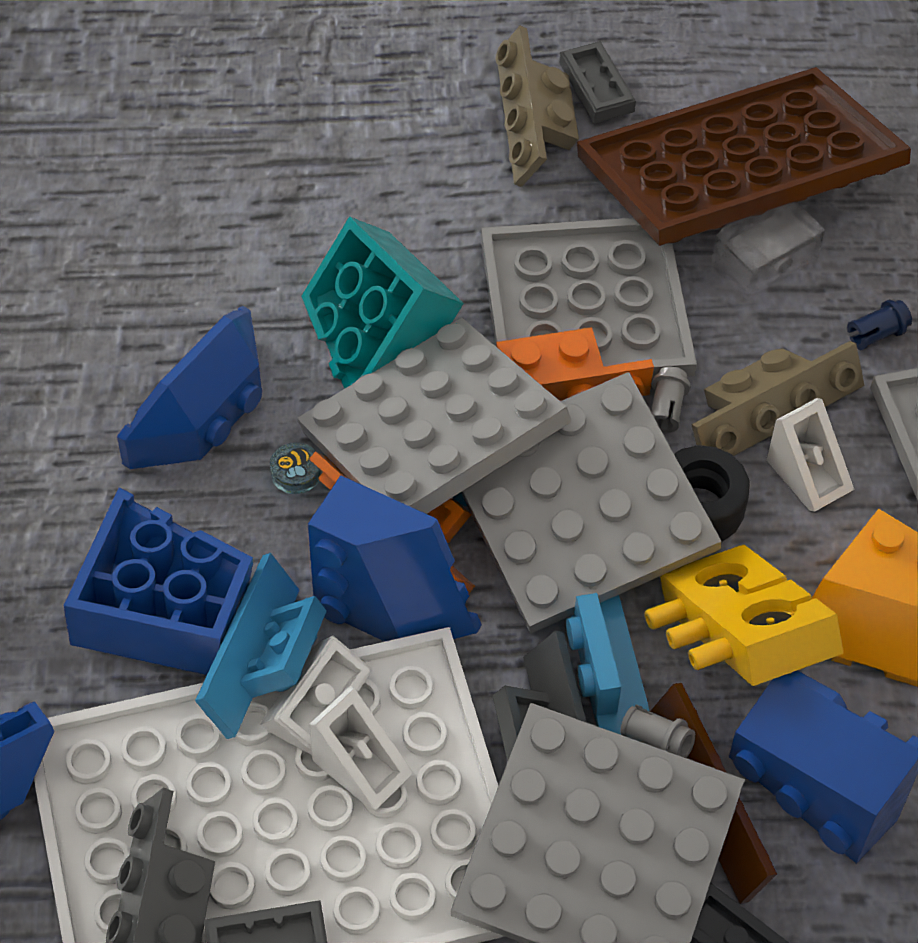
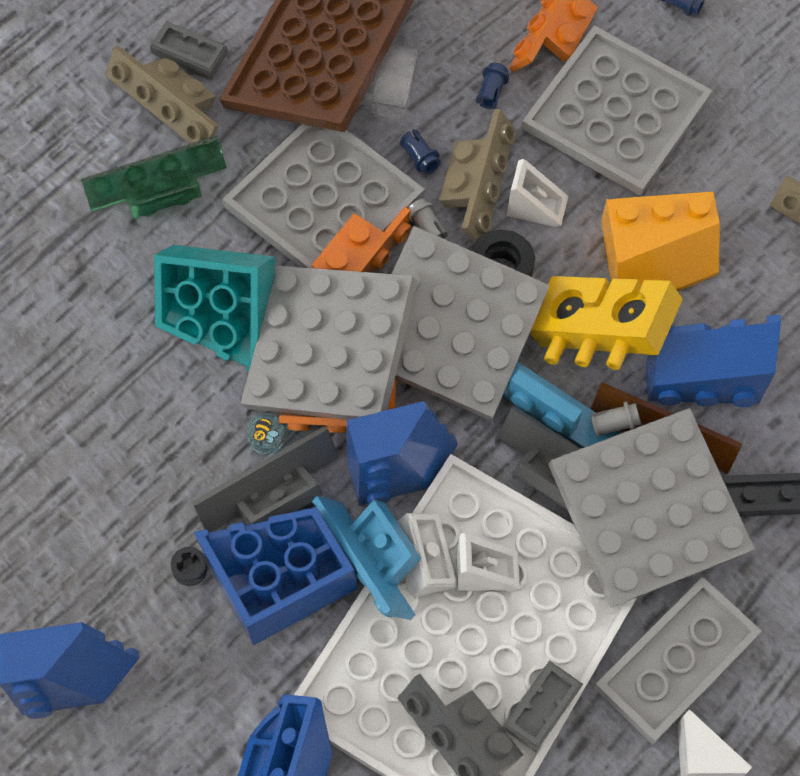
camera: 45 degrees left, 10 degrees up
(86, 513) = (200, 569): none -> black bush
(197, 398) = (173, 436): blue wedge -> none
(238, 511) = (271, 487): none -> dark grey bracket
(440, 168) = (156, 180): none -> clear green bracket
(732, 340) = (425, 158): none -> dark blue pin

